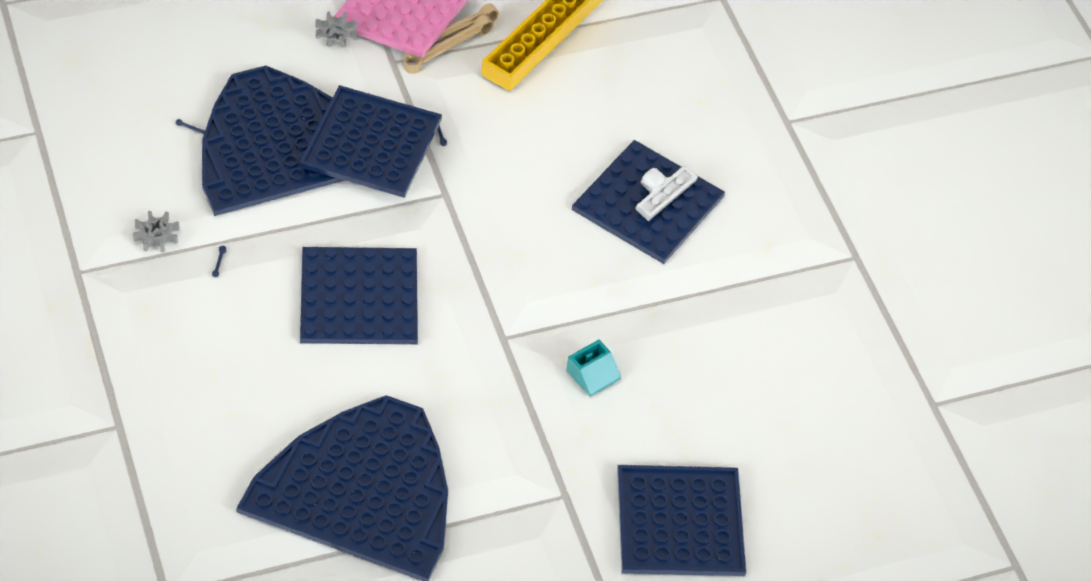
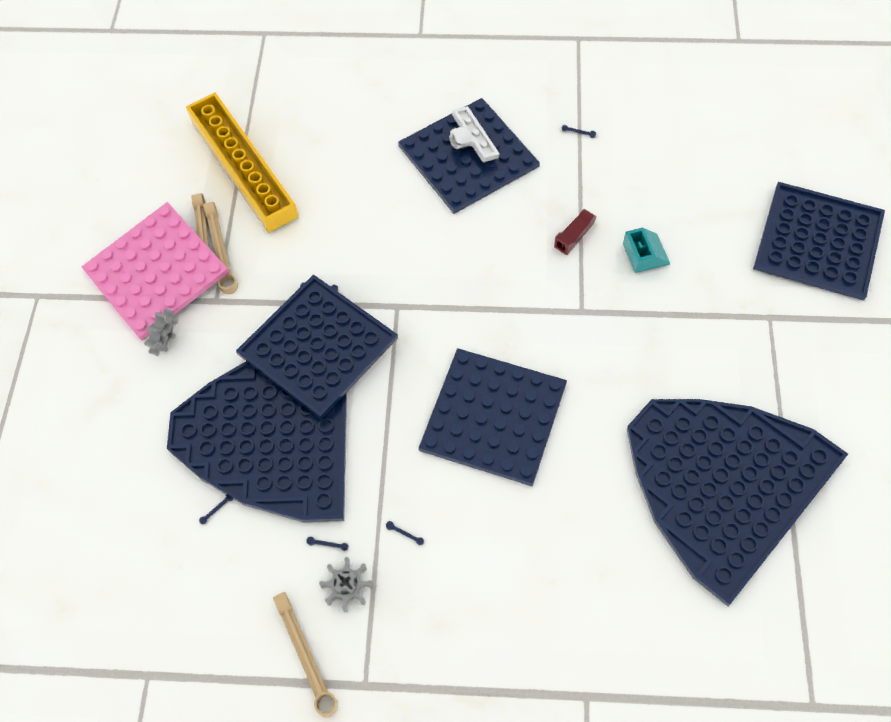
camera: 60 degrees left, 10 degrees up
(122, 196) = (302, 649): none -> tan piece
(187, 199) = (311, 541): none -> dark blue hinge
(591, 308) = (574, 231): none -> dark red leg
(727, 298) = (592, 134): none -> dark blue hinge

